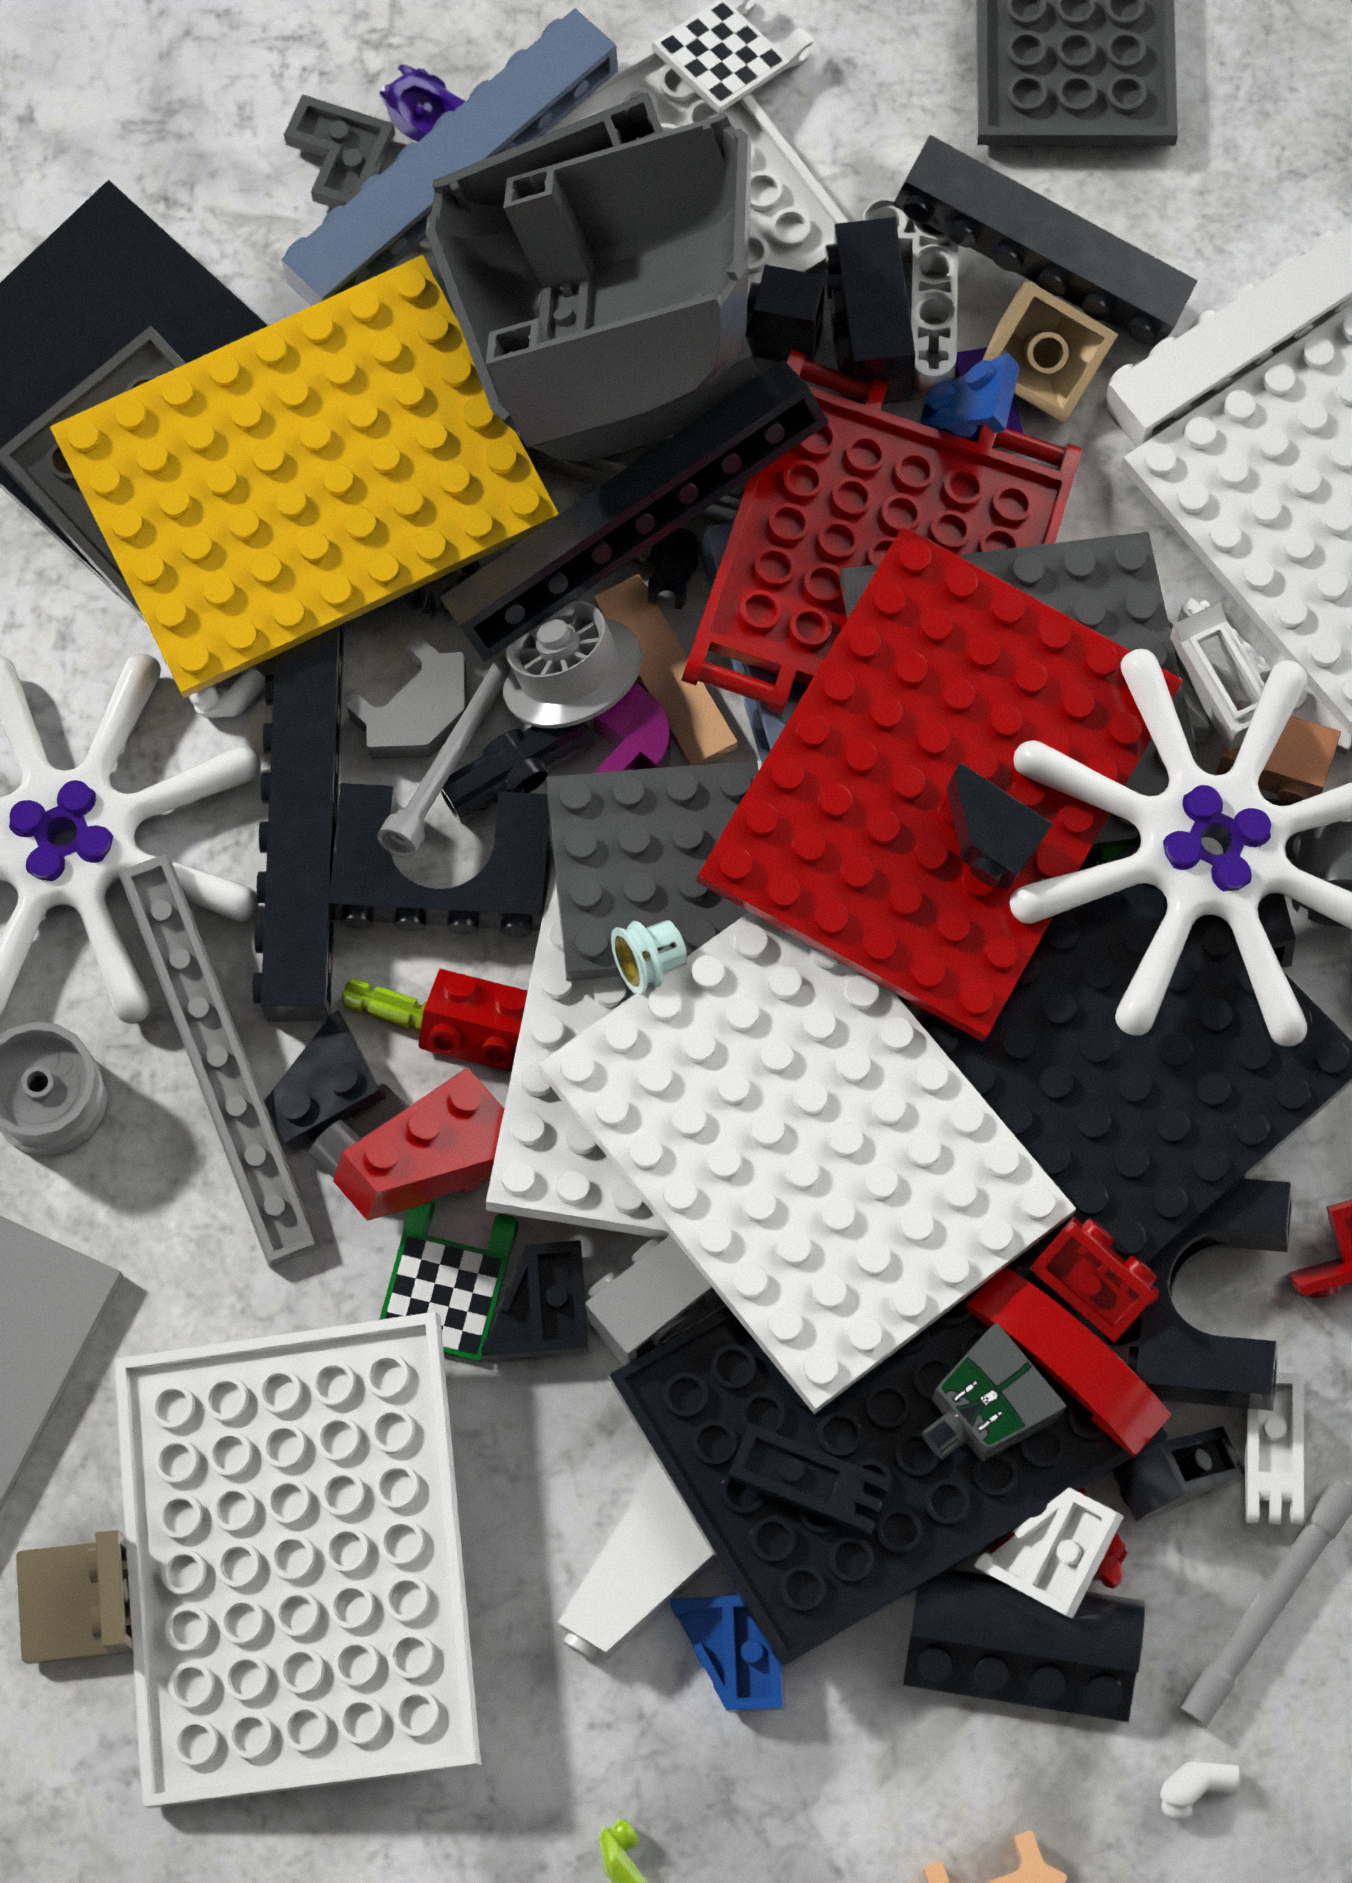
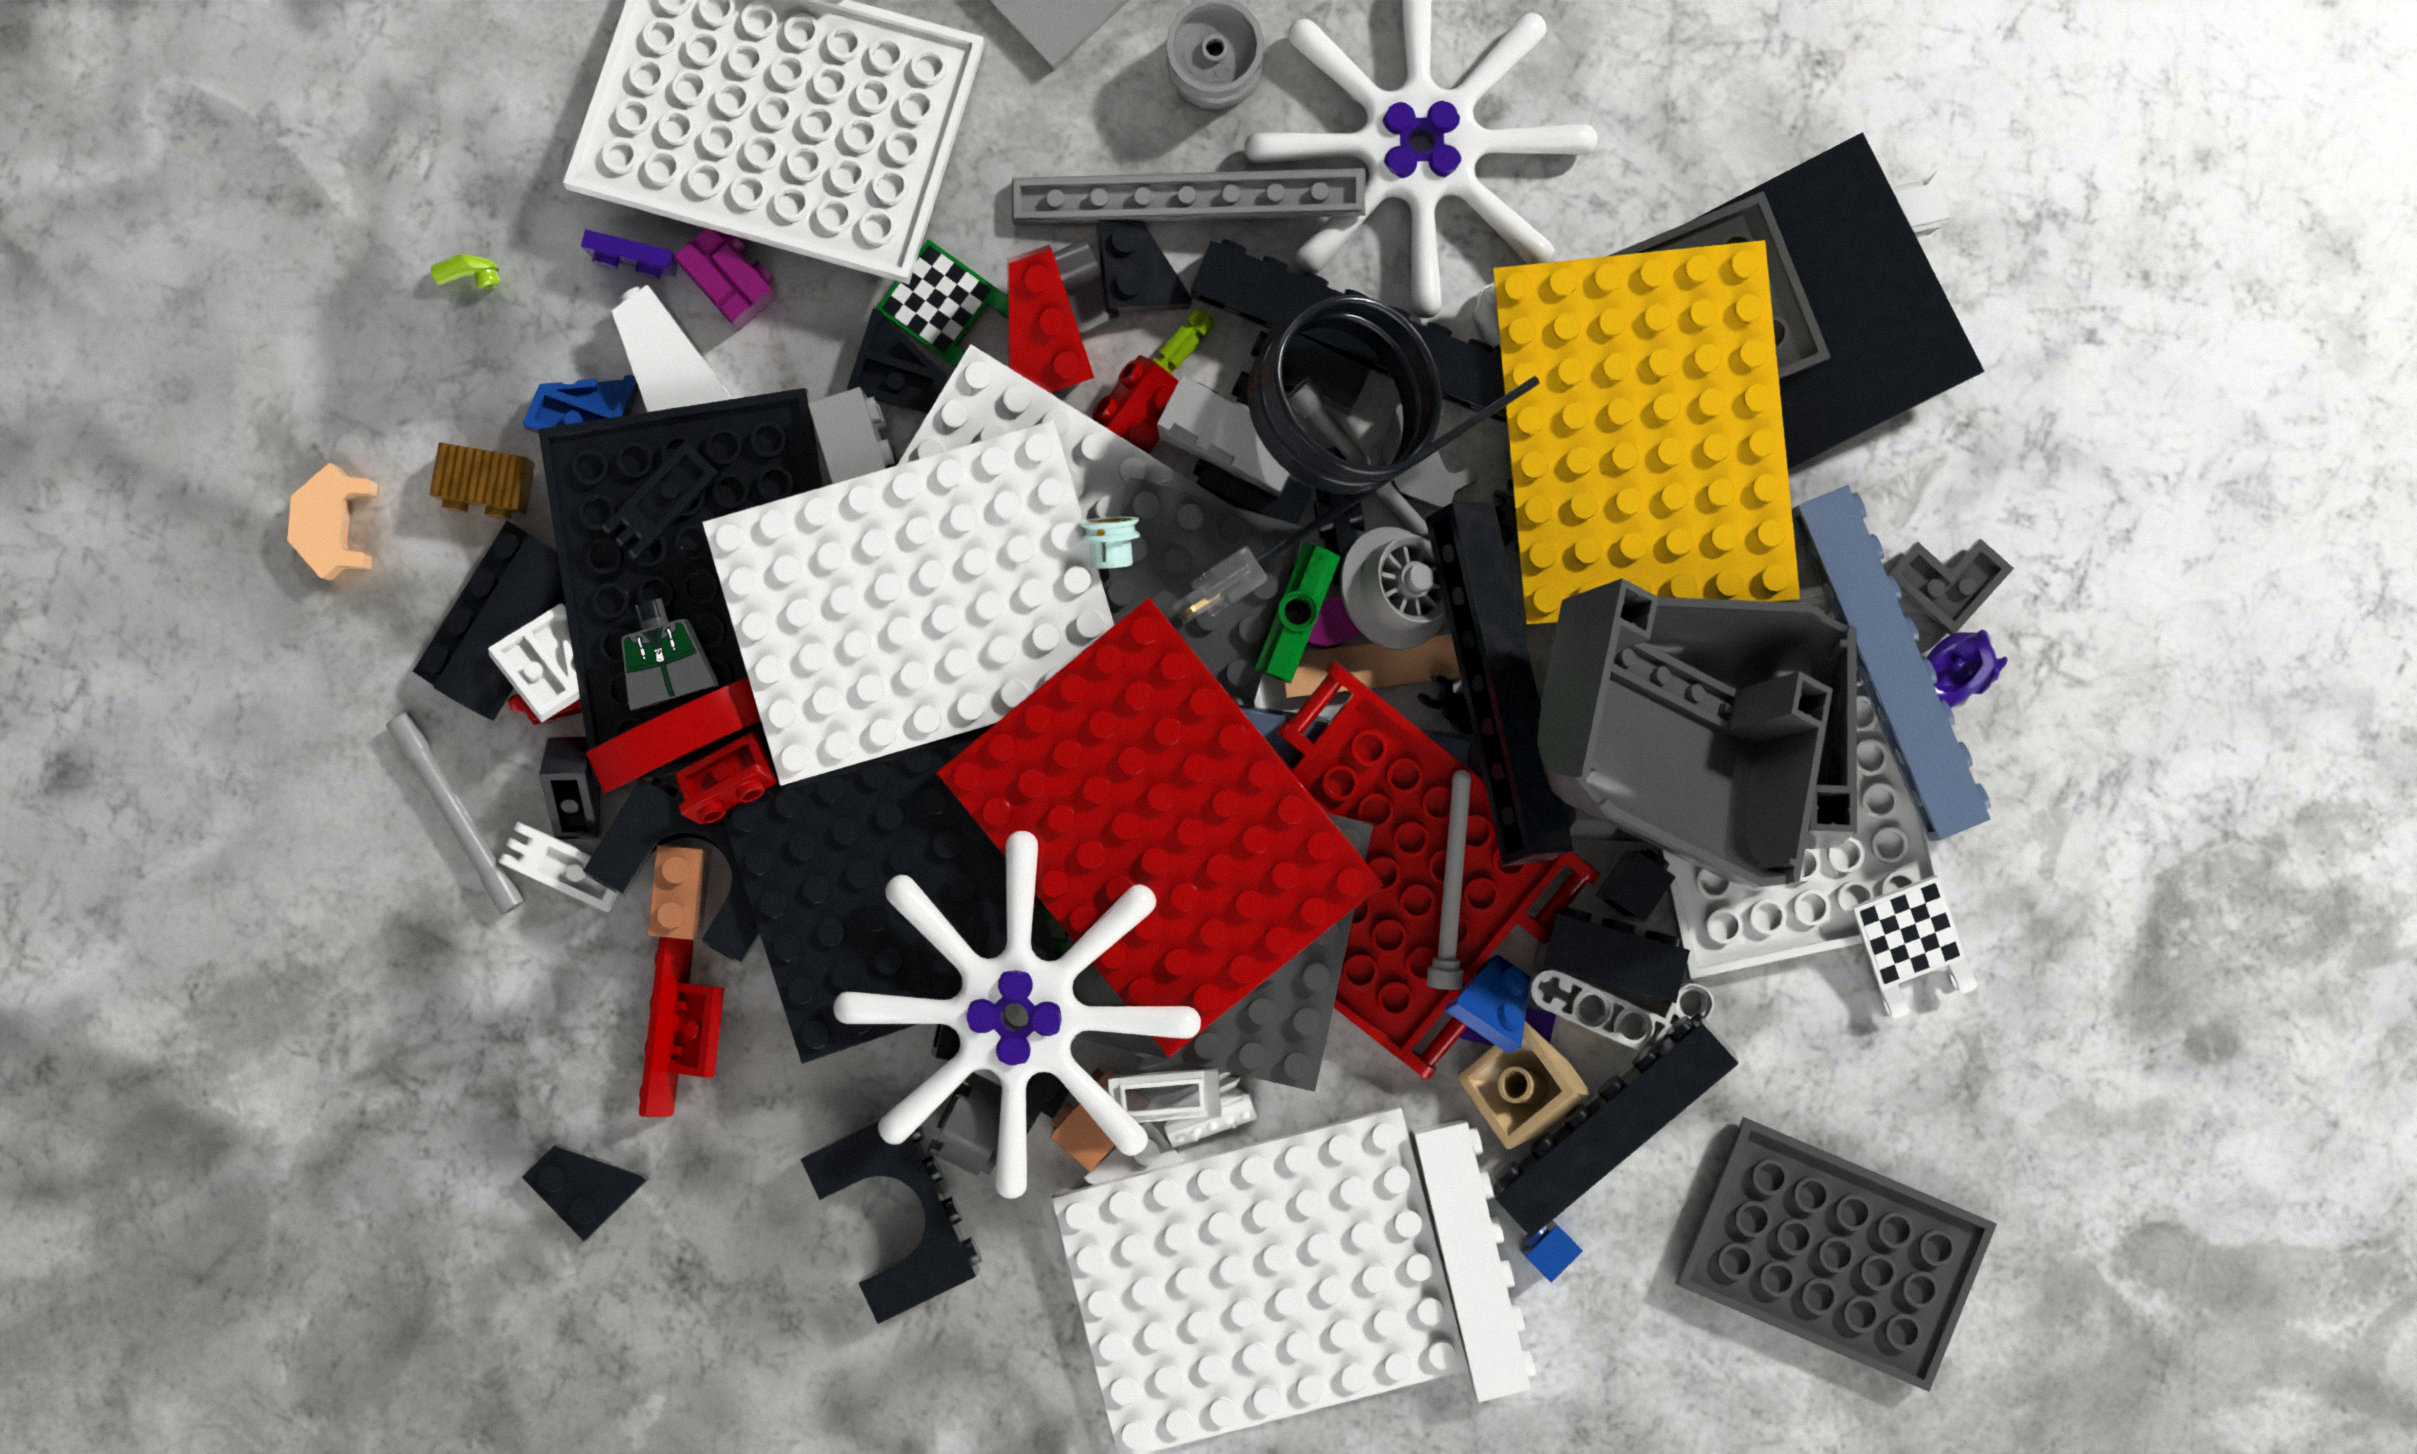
camera: 110 degrees right, 15 degrees up
(478, 886) = (1219, 434): none -> light grey wedge
(510, 1541) = (726, 276): none -> magenta brick
(533, 1692) = (612, 250): none -> dark purple plate
(609, 743) = (1306, 585): none -> green piece
(640, 797) = (1301, 456): none -> black piece
(868, 1732) = (481, 479): none -> pearl gold brick
(961, 456) = (1445, 969): none -> light grey piece
(992, 828) = (1086, 842): black slope -> none
(1192, 1782) = (352, 698): white arm -> none
(1204, 260) = (1551, 1250): none -> blue plate
(1245, 1297) = (679, 892): none -> nougat brick

